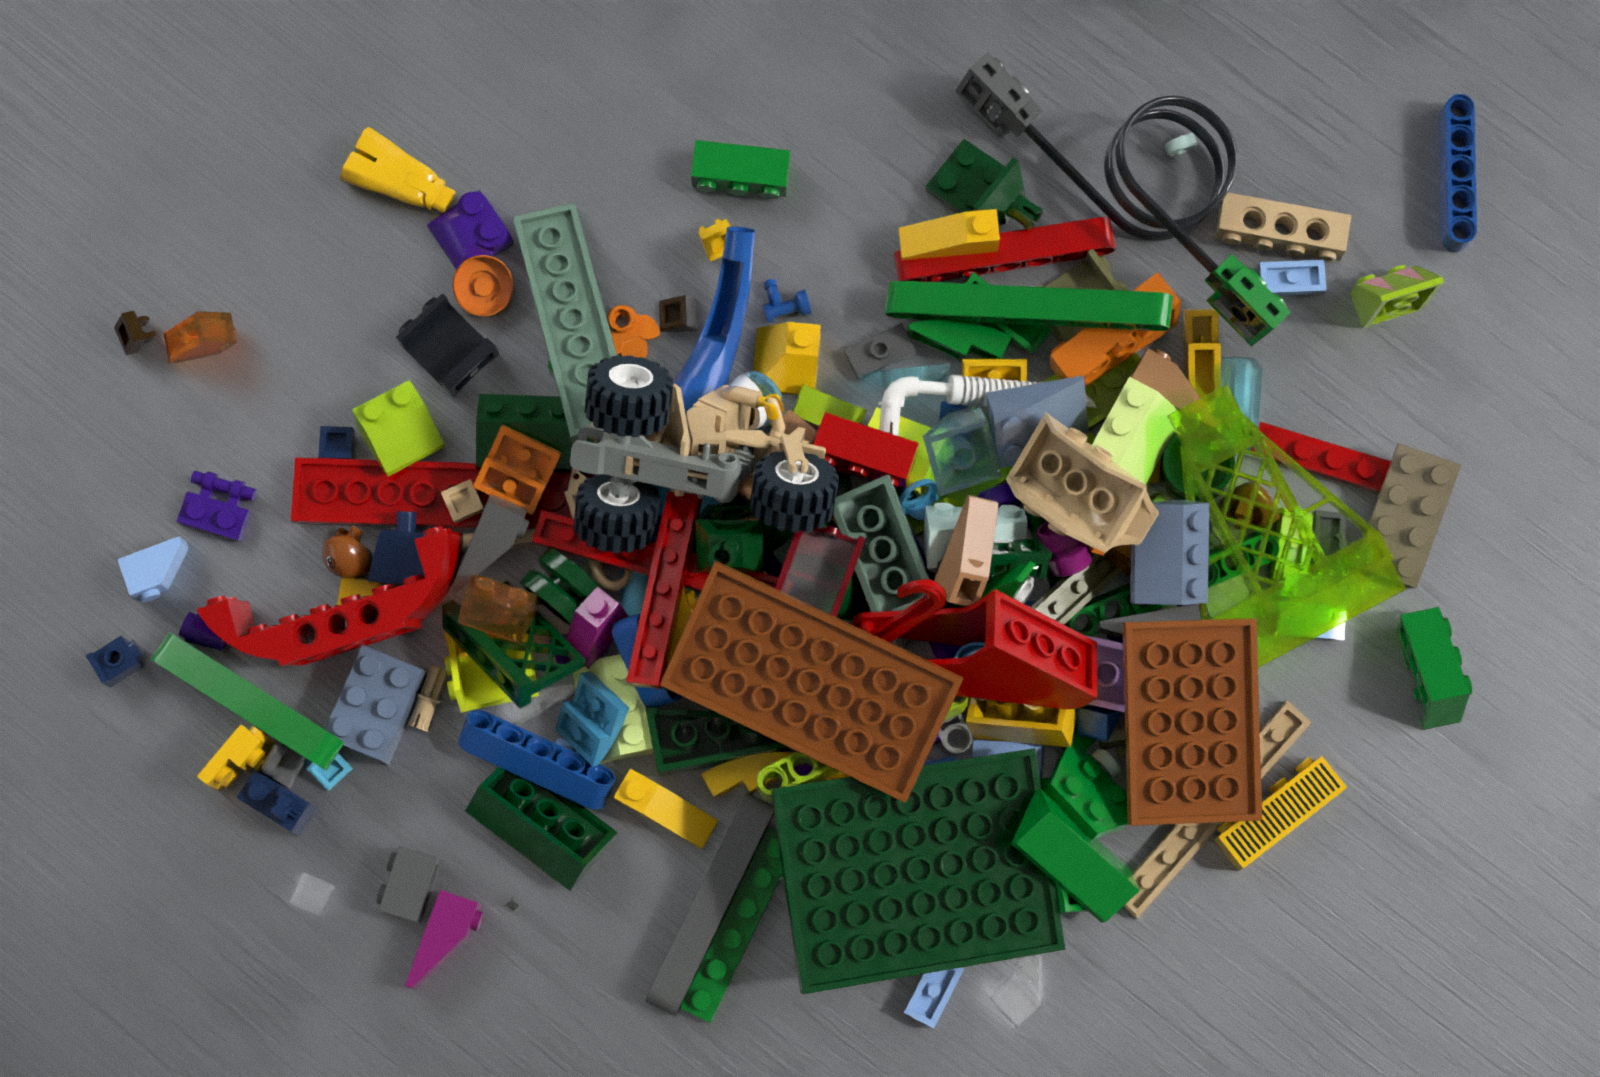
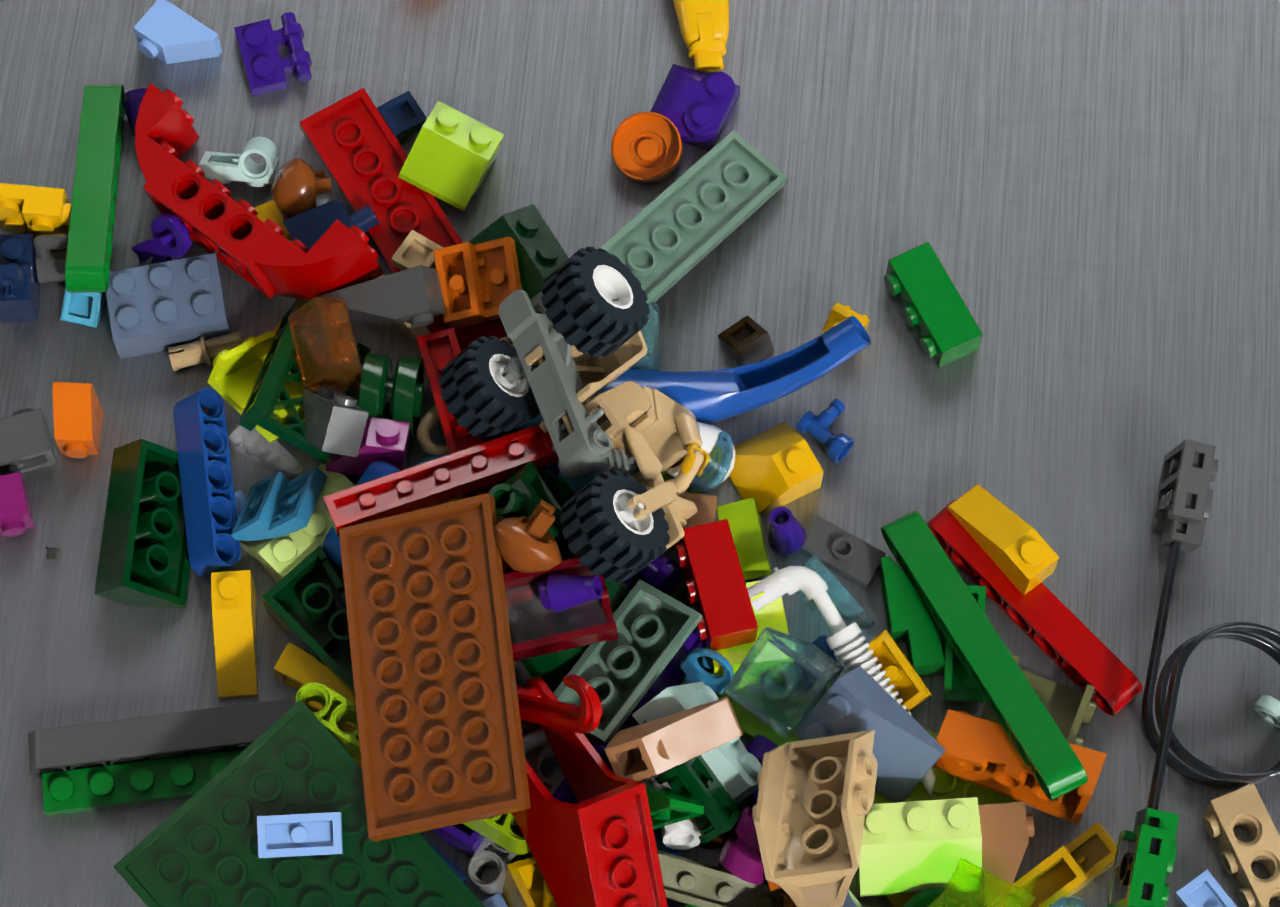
camera: 55 degrees right, 10 degrees down
(113, 673) = (71, 69): dark blue brick -> none
(296, 586) = (240, 167): none -> light aqua plate
(327, 672) = (168, 240): none -> dark purple piece
(426, 825) = (77, 419): none -> orange slope
(446, 345) = (566, 152): black panel -> none
(563, 639) = (333, 421): none -> dark grey slope
(631, 338) = (692, 313): orange plate -> none
(765, 558) = (527, 542): none -> dark orange piece
(815, 553) = (568, 590): none -> dark purple cone
(848, 385) = (785, 531): none -> dark purple cone
(869, 849) = (299, 835): none -> light blue plate
(978, 182) = (1087, 538): dark green plate -> none

